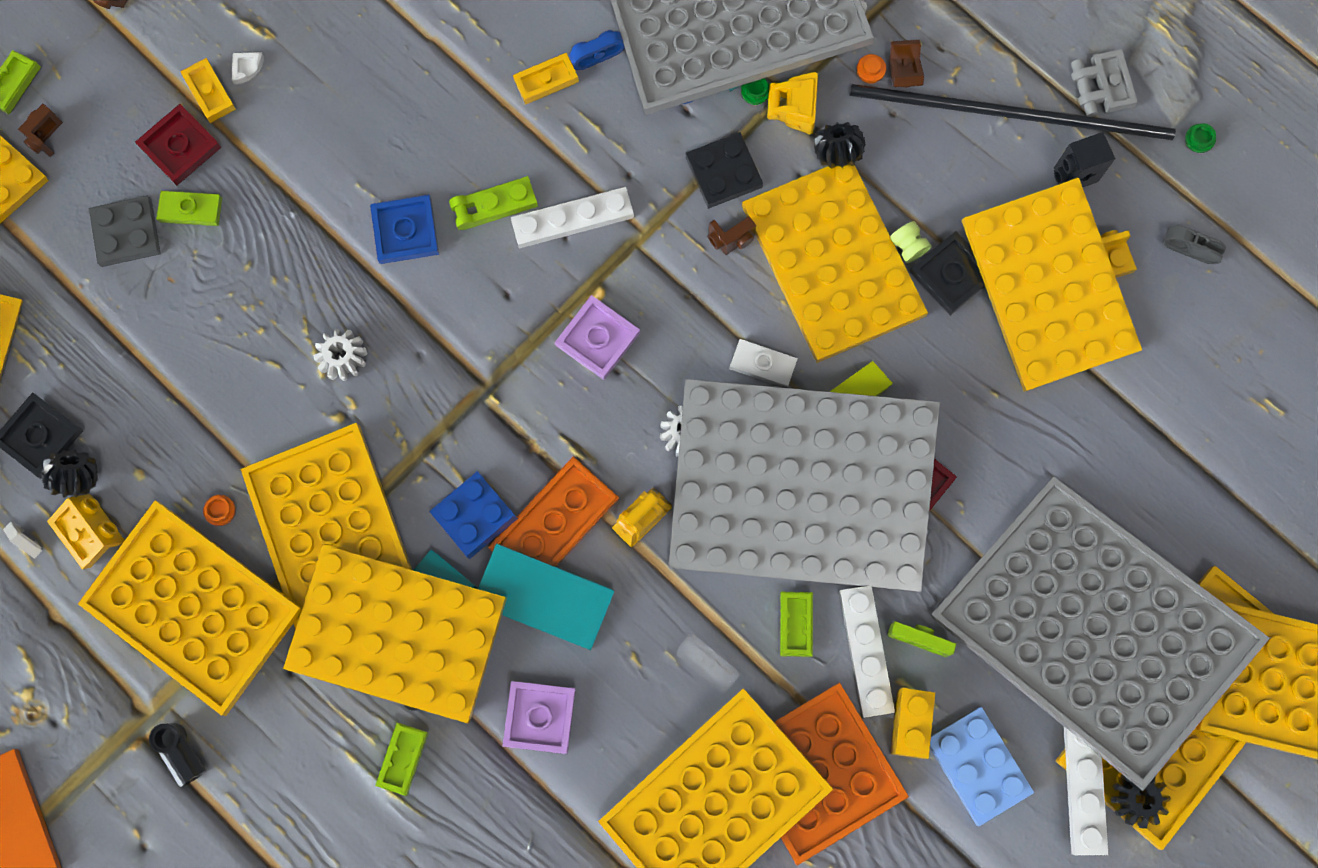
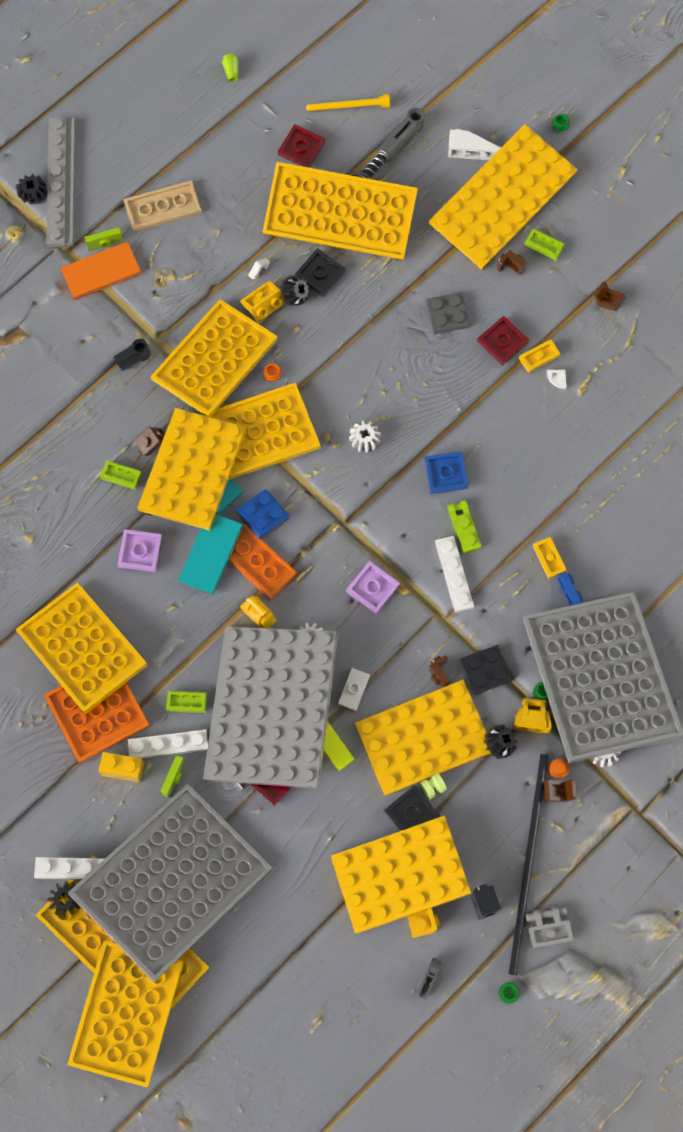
camera: 90 degrees right, 5 degrees down
(189, 208) = (462, 349): lime plate -> none
(339, 711) = (150, 440): none -> bracket
(979, 766) = (94, 809): light blue plate -> none

